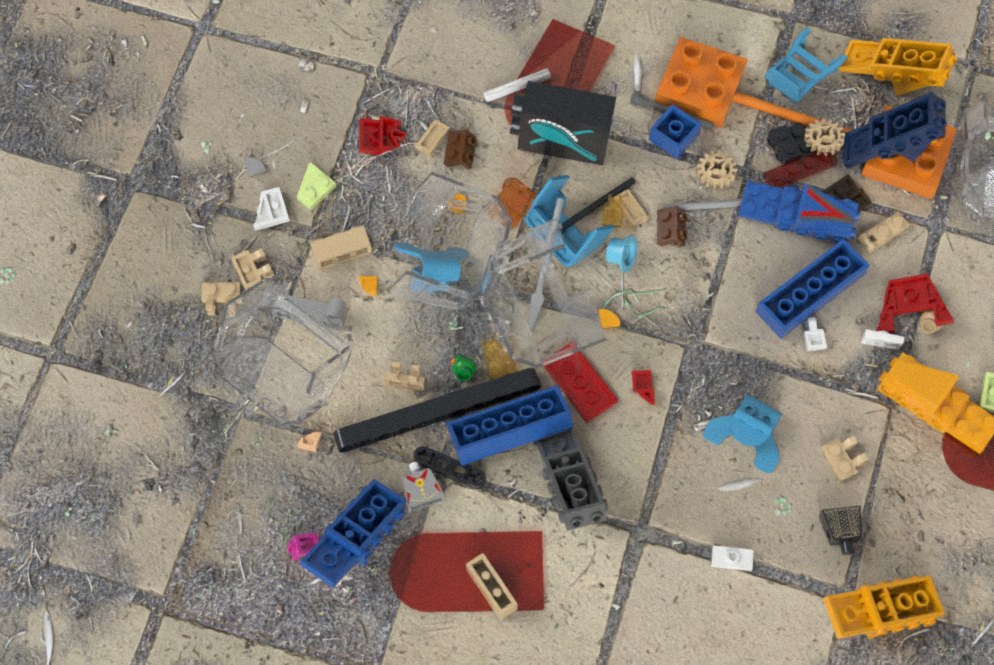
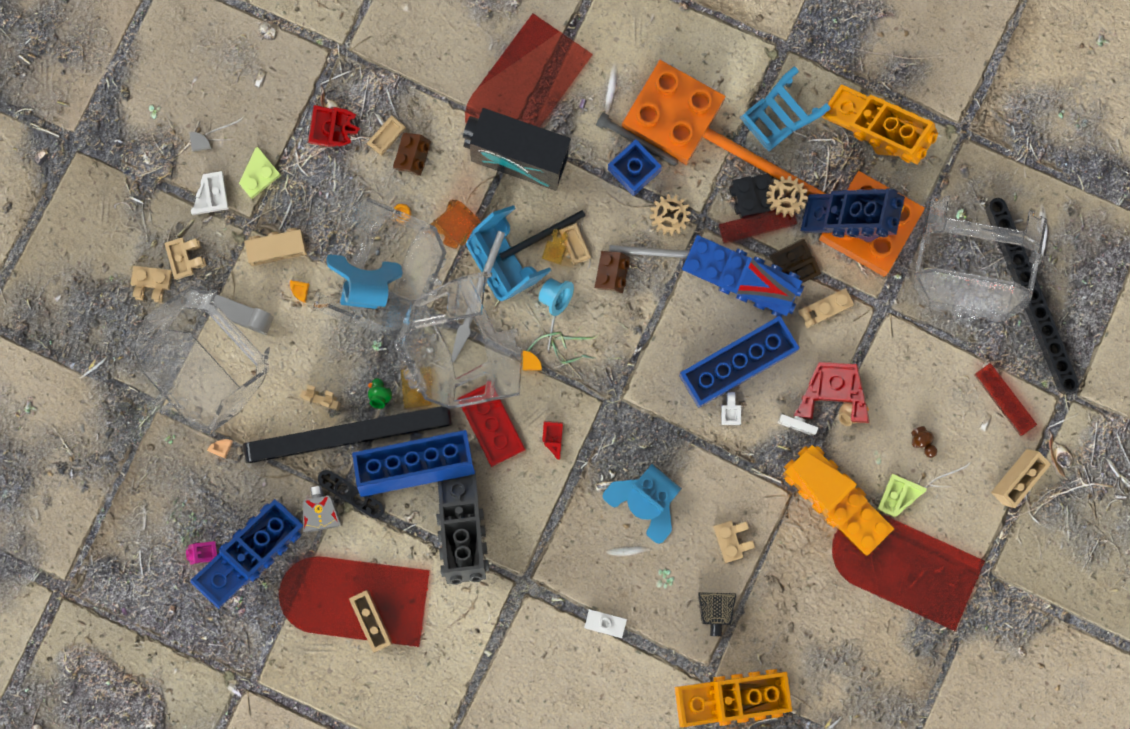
camera: 10 degrees right, 15 degrees up
(516, 85) = (482, 88): white axle -> none

